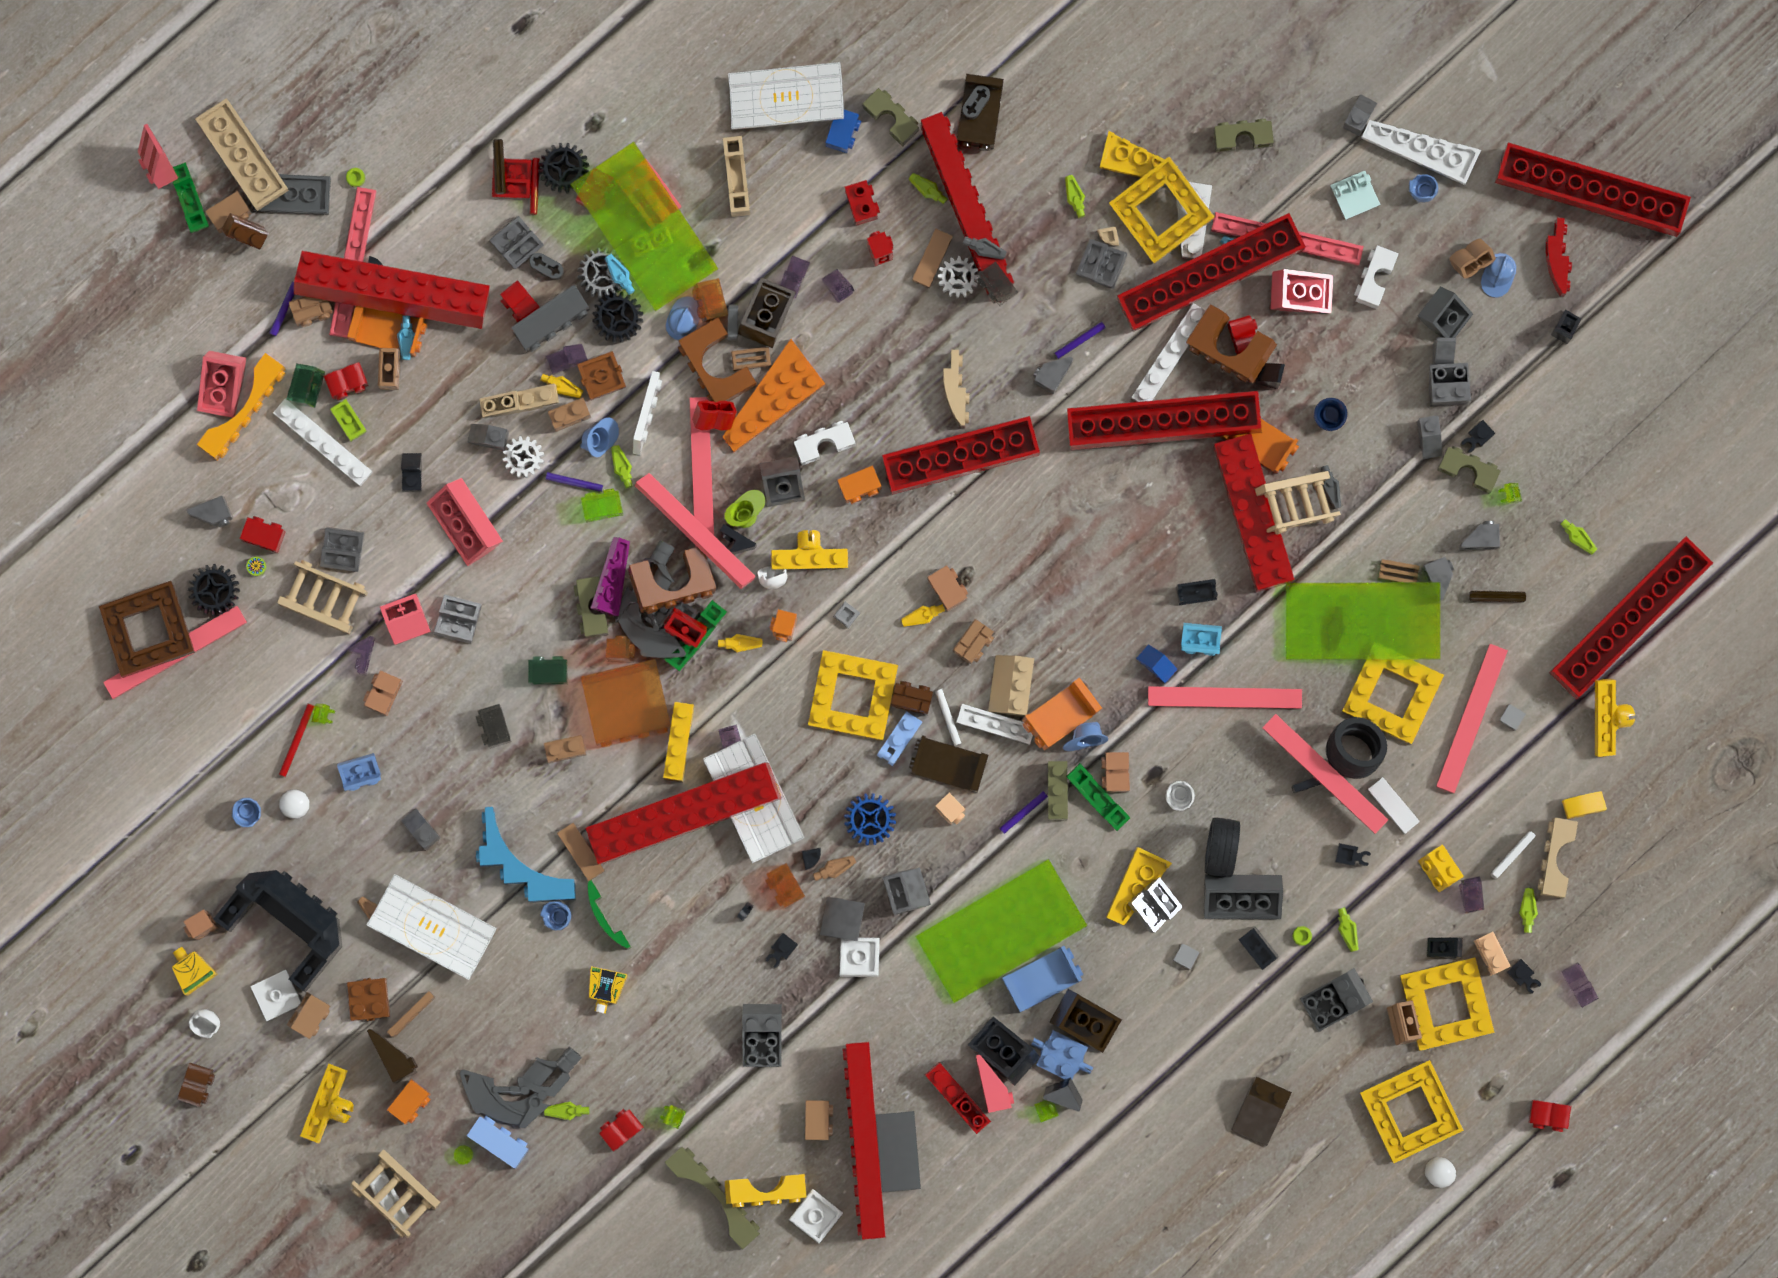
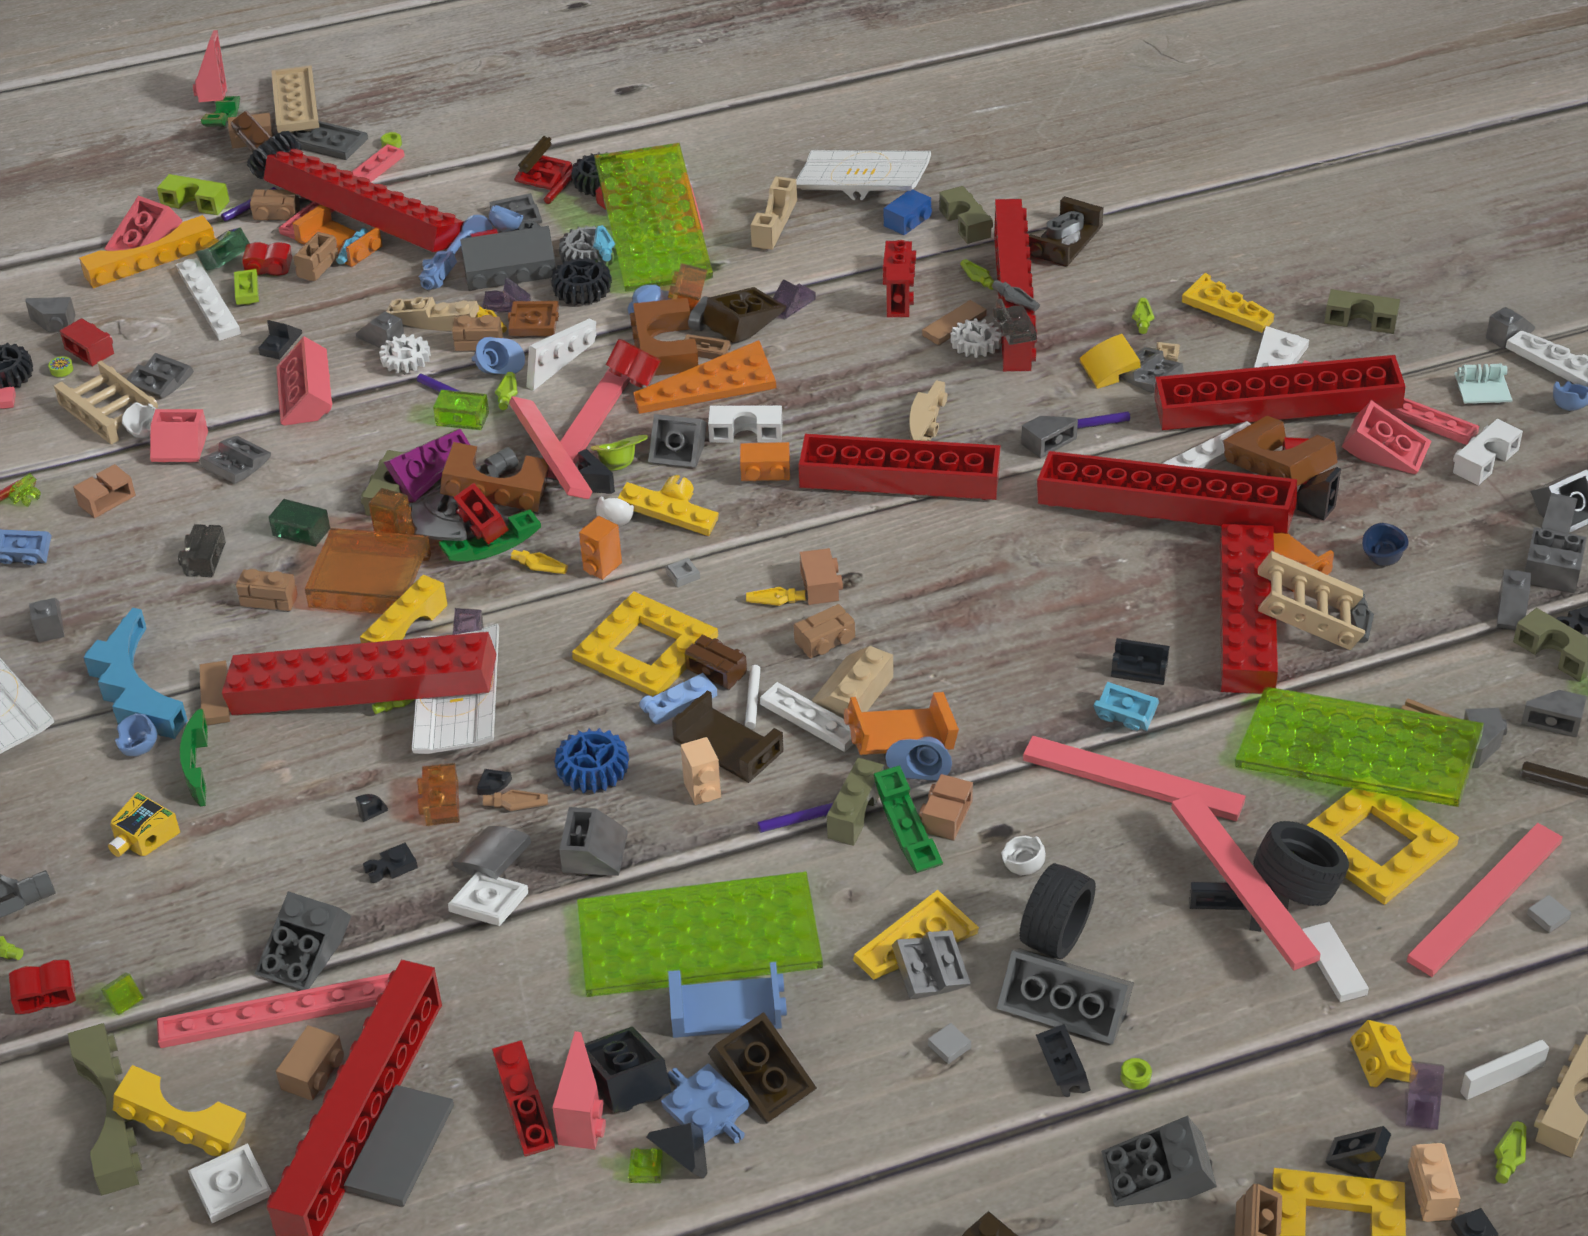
camera: 25 degrees right, 40 degrees down
(216, 317) = (178, 190): none -> lime arch
(281, 255) = (280, 142): none -> black gear
(364, 649) = (111, 451): clear purple slope -> none
(365, 610) = (138, 419): none -> white hair
(494, 333) = (441, 264): none -> medium blue piece
(520, 265) = (504, 219): none -> medium blue hair
(773, 1087) = (270, 1011): none -> coral tile
(838, 285) = (836, 316): clear purple slope -> none
(1070, 269) = (1109, 360): none -> yellow slope
(1126, 208) = (1280, 337): yellow plate -> none
(1157, 663) = (1057, 719): blue slope -> none
(1348, 855) = (1248, 995): black plate -> none
(1348, 930) = (1210, 1088): lime piece -> none

